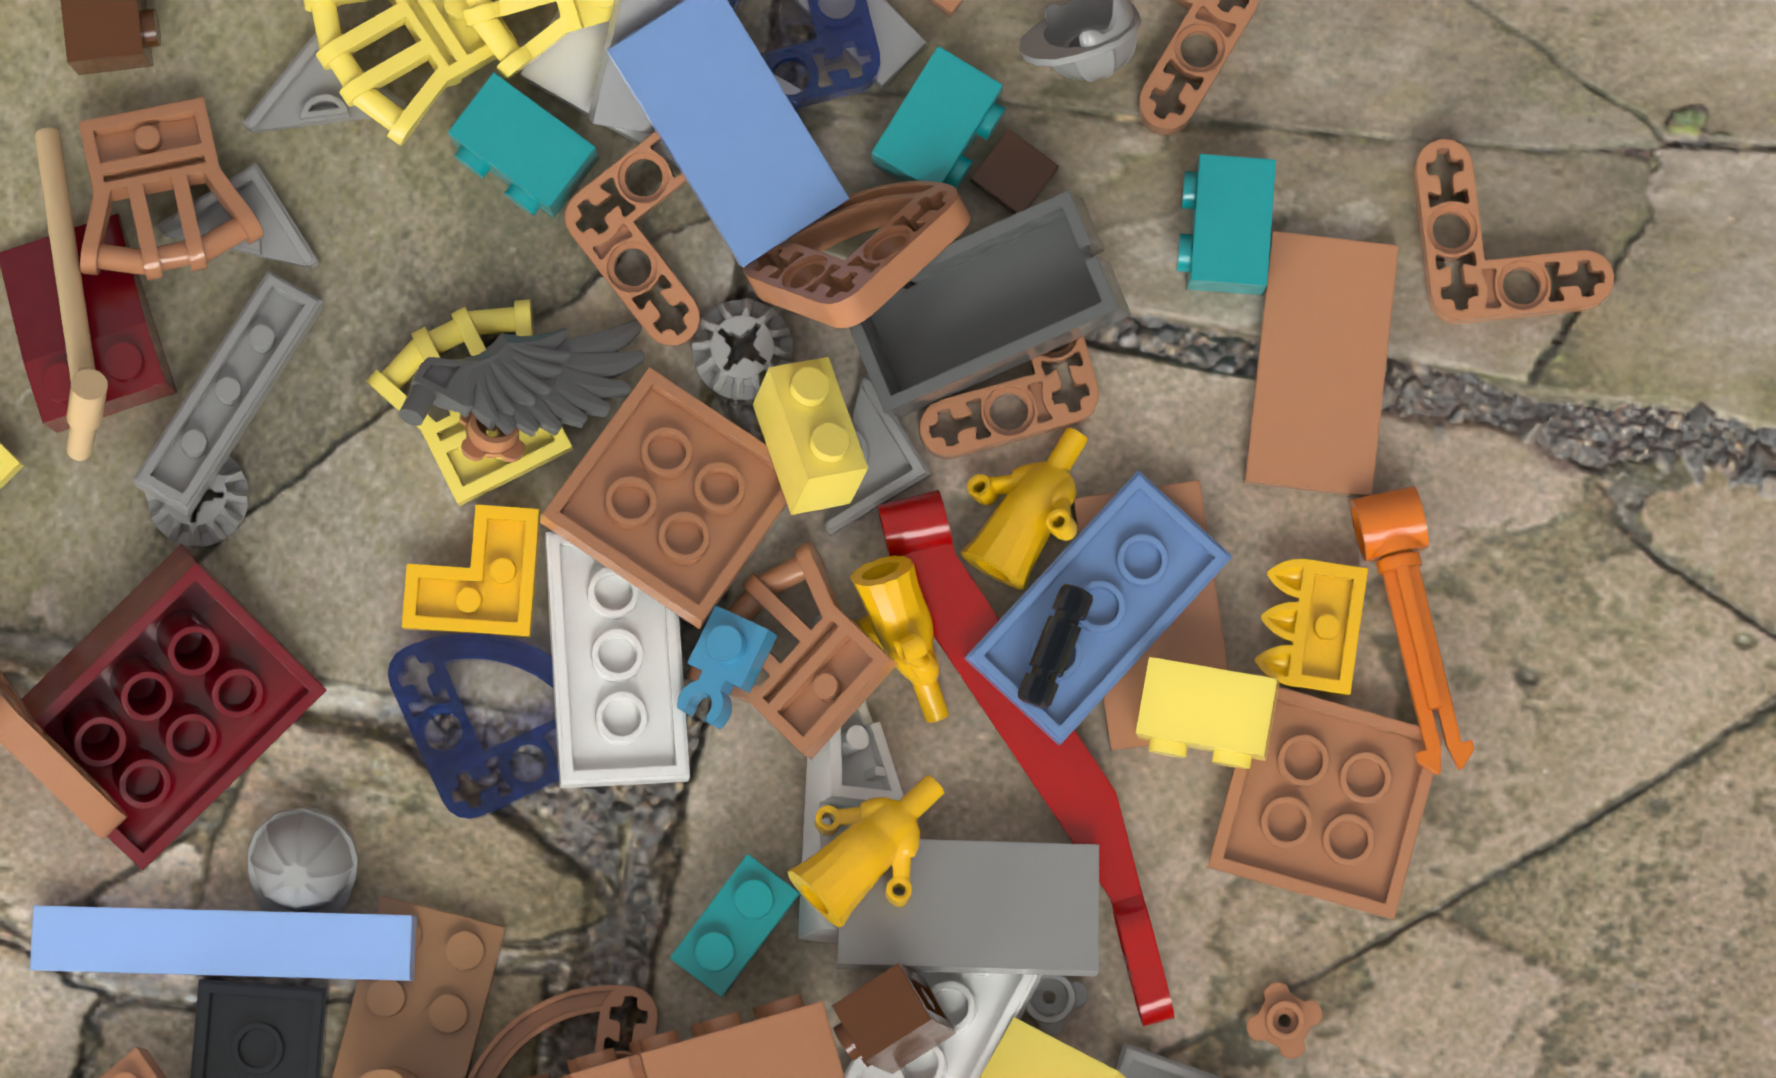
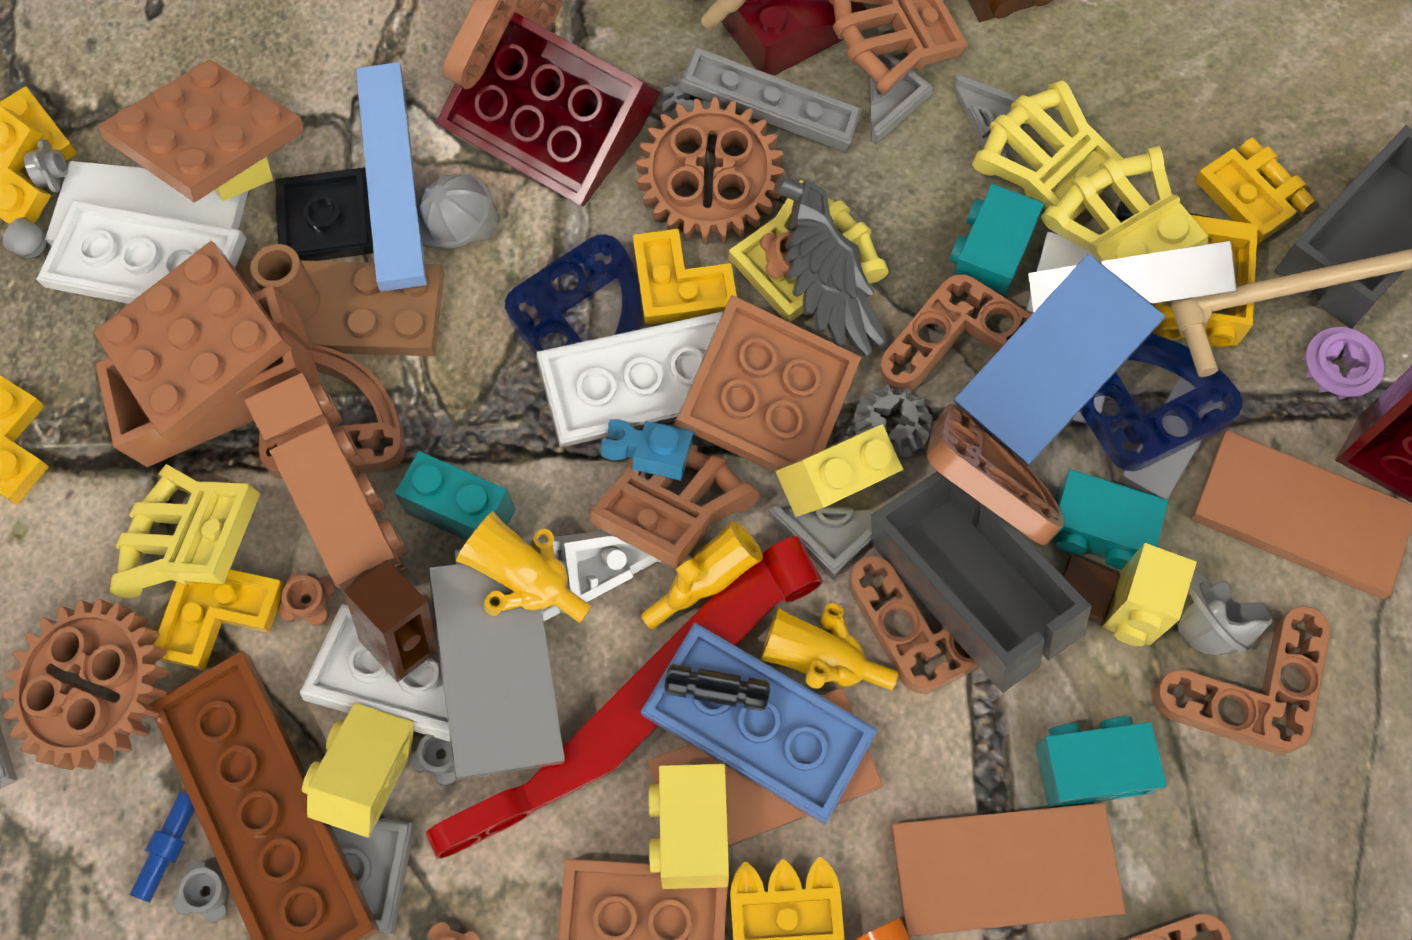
camera: 80 degrees right, 15 degrees down
(341, 445) = (669, 168): none -> nougat gear
(1053, 110) = (1148, 595): none -> light yellow brick

